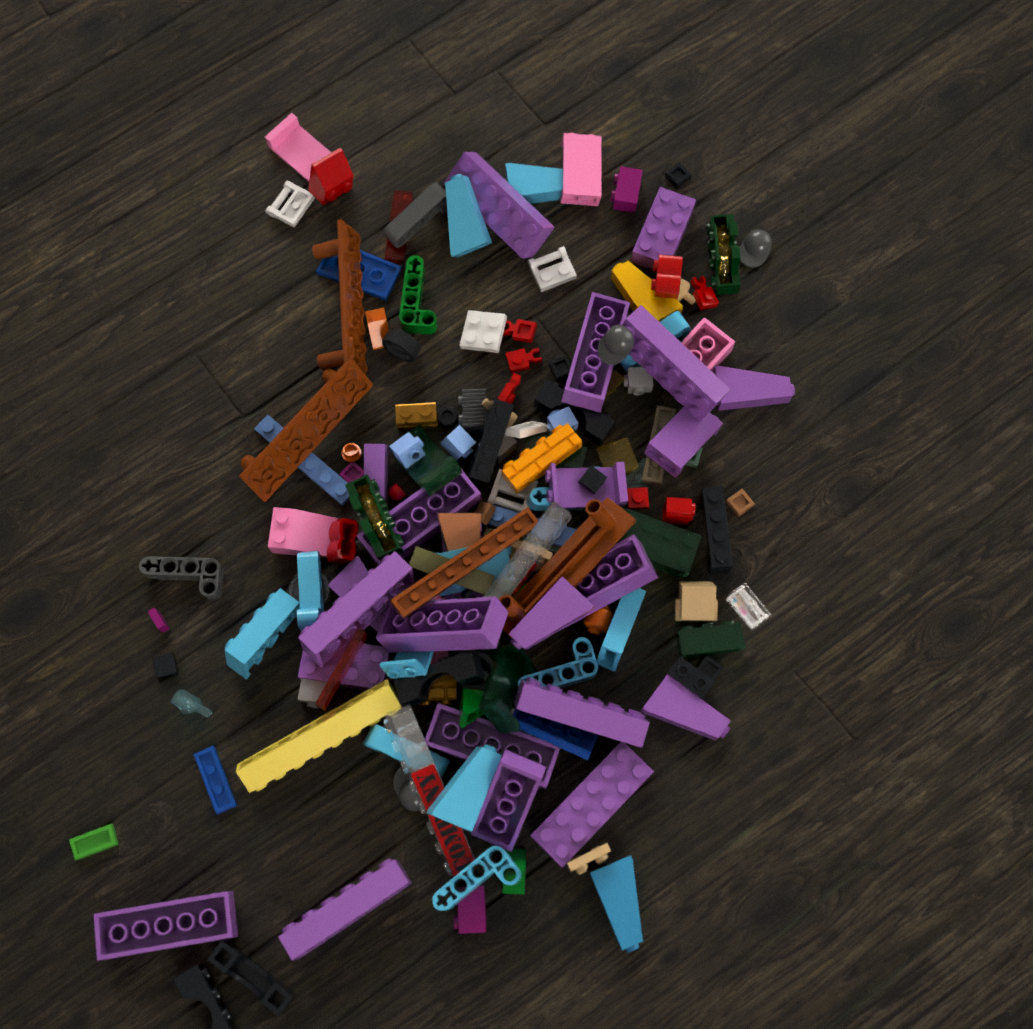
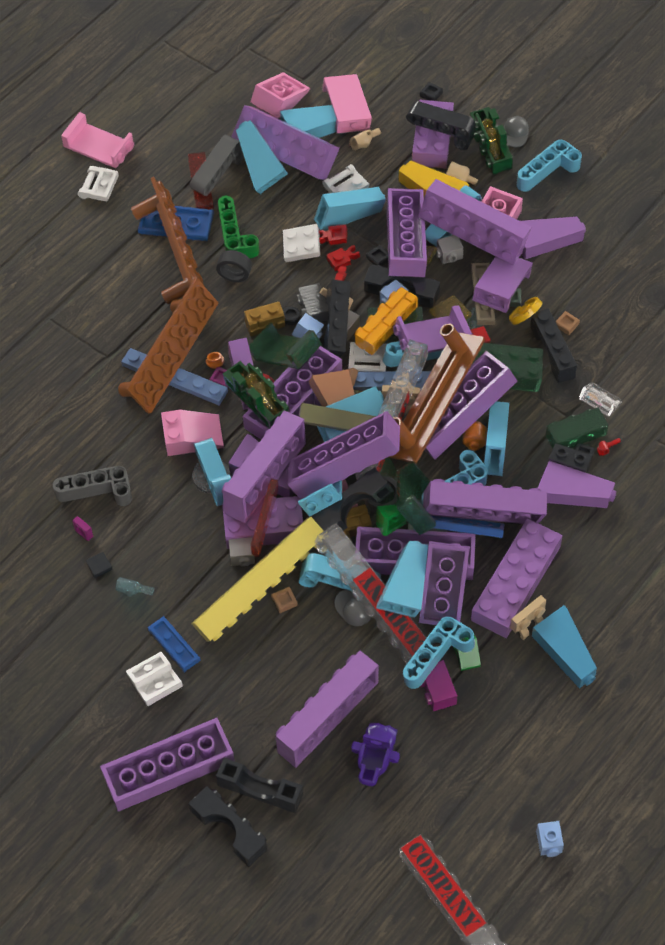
camera: 15 degrees left, 15 degrees down
(94, 842) = (77, 720): bright green tile -> none
(184, 815) = (154, 678): none -> white slope
(260, 632) = (179, 516): medium azure wedge -> none
(330, 177) = (130, 152): red slope -> none
(342, 543) = (230, 427): red brick -> none
(343, 759) = (284, 600): none -> medium nougat tile
(377, 326) = (207, 260): orange slope -> none
(383, 971) = (375, 752): none -> dark purple piece
(408, 450) = (265, 344): light blue brick -> none
(464, 563) = (347, 407): dark orange plate -> none
(512, 139) = (278, 94): none -> bright pink slope
(526, 429) = (364, 304): white tile -> none
(545, 300) = (348, 206): none -> medium azure slope
(551, 614) = (436, 426): medium lavender slope -> none
(587, 218) = (363, 139): none -> tan piece
(592, 479) = (434, 325): black tile -> none
(615, 345) = (423, 215): dark grey cap -> none
(627, 189) = (391, 110): magenta brick -> none
(668, 276) = (449, 162): red brick -> none
(675, 223) = (443, 121): none -> black beam
(678, 510) = (517, 333): red brick -> none
(696, 601) = (555, 402): tan plate -> none
(697, 481) = (522, 313): none -> yellow tile
(703, 295) = (483, 175): red plate -> none
(732, 668) = (603, 447): none -> red hand
(775, 302) = (556, 155): none -> medium azure beam

